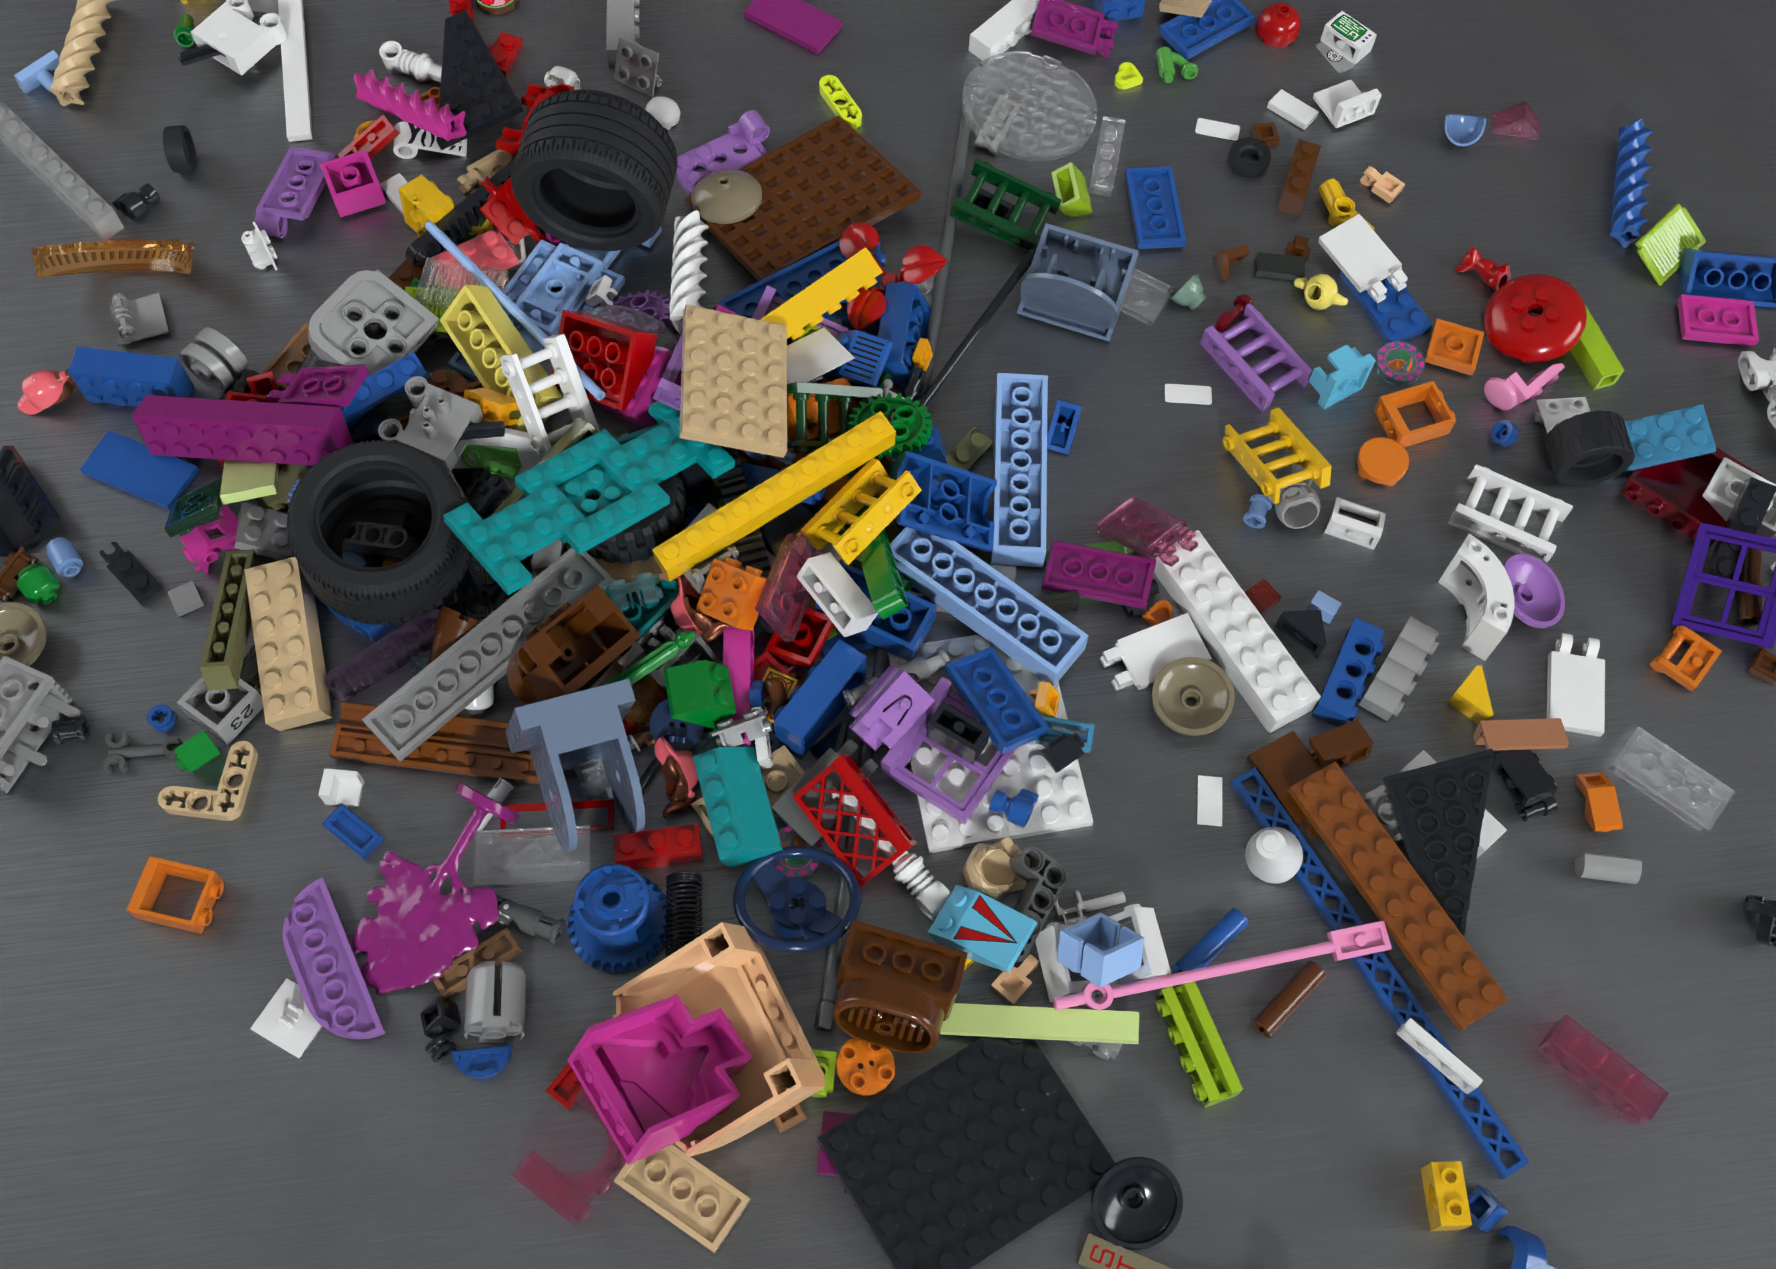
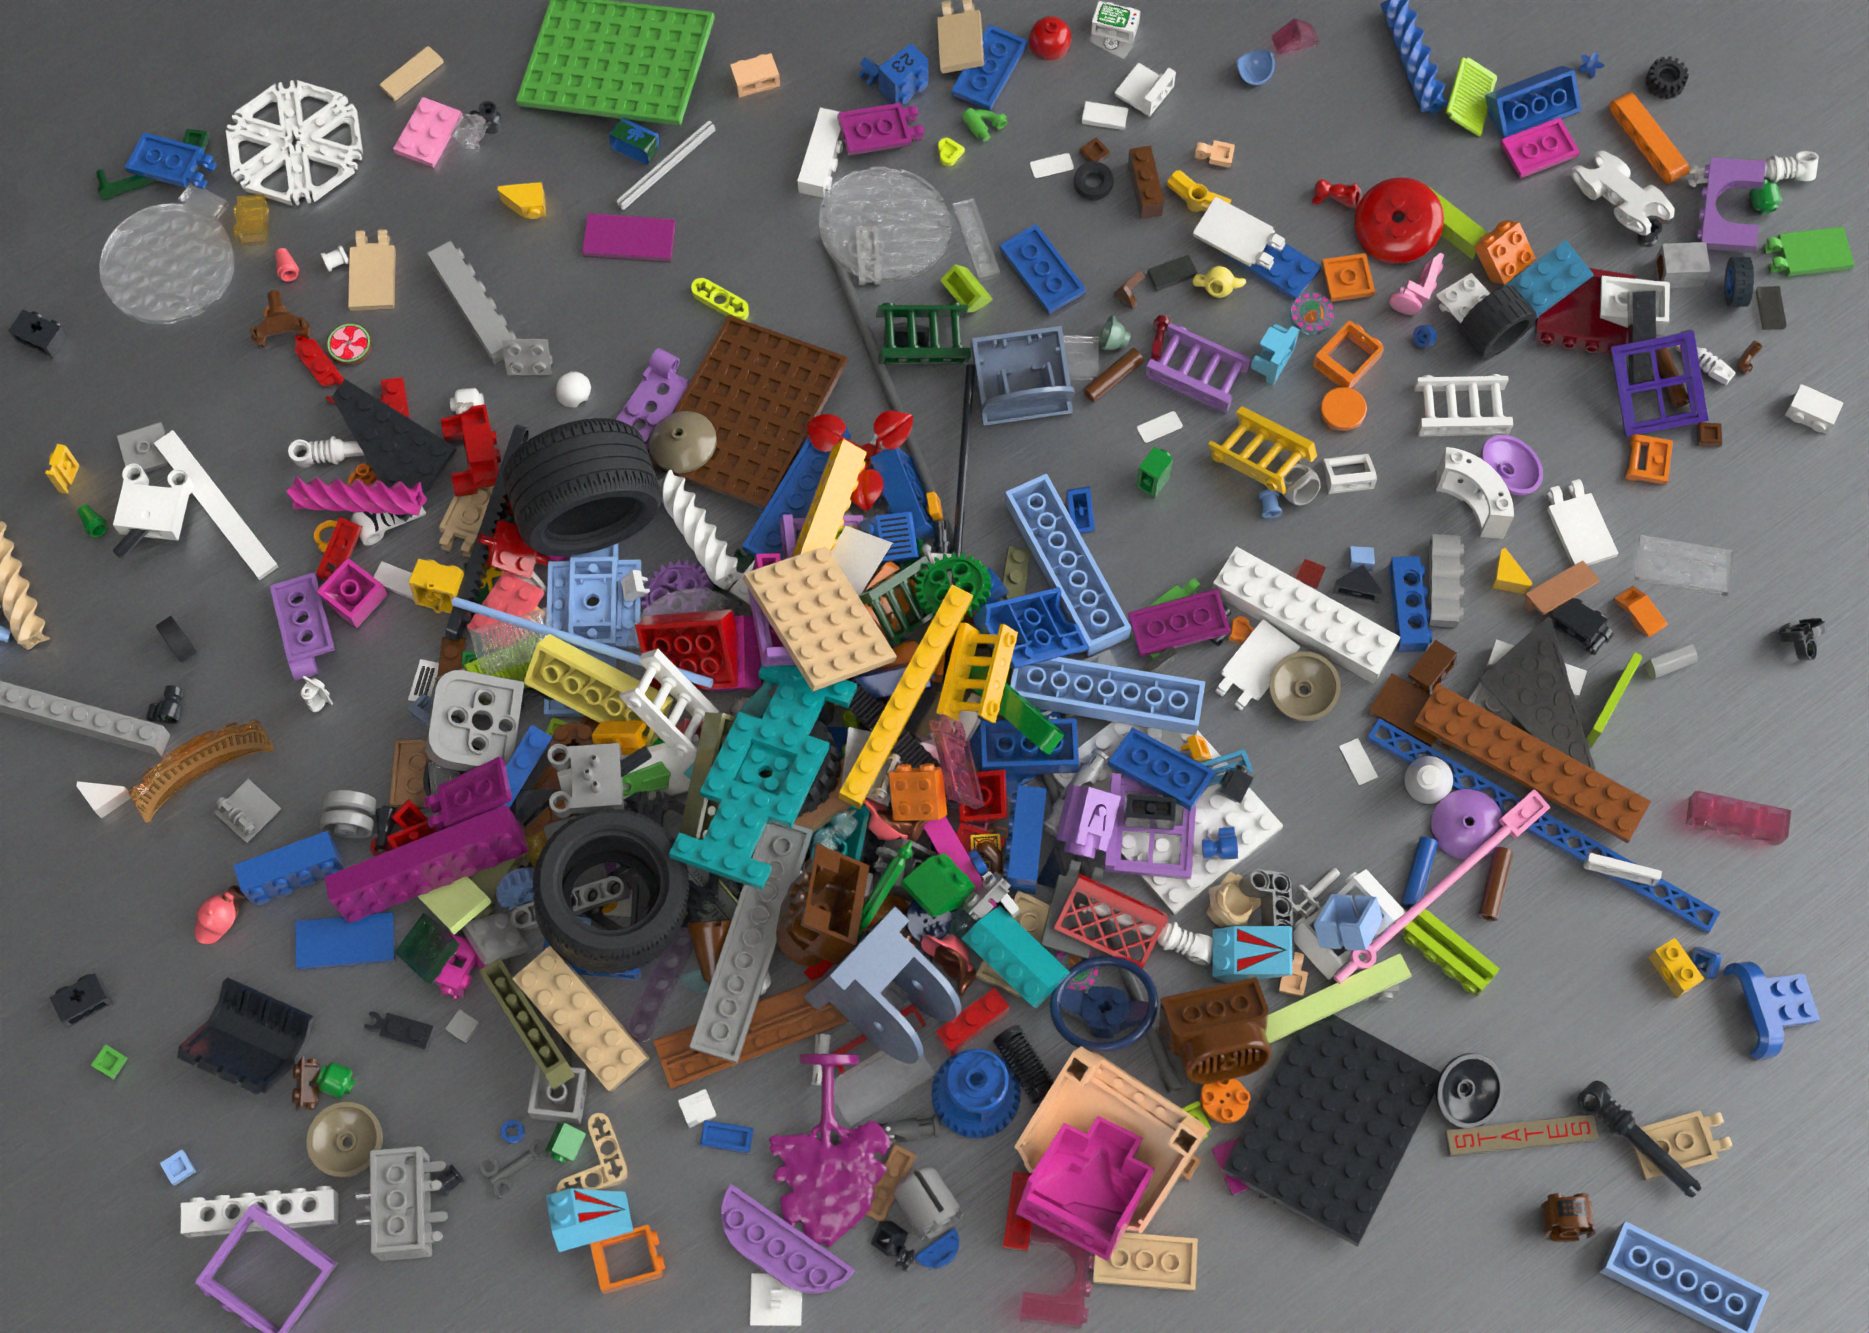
camera: 25 degrees left, 5 degrees up
(21, 243) = (103, 797): none -> white slope
(64, 557) = (339, 1047): medium blue brick -> none
(163, 831) = (587, 1216): none -> medium azure slope
(837, 594) = (999, 751): white brick -> none
(1147, 530) = (1196, 566): clear pink tile -> none
(1156, 425) = (1154, 471): none -> green brick
(1168, 326) = (1113, 375): none -> reddish brown piece
(1270, 923) = (1449, 823): none -> medium lavender dish
(1298, 247) = (1177, 247): reddish brown piece -> none
(1521, 873) = (1613, 699): none -> lime tile
(1632, 389) = (1504, 252): none -> orange brick

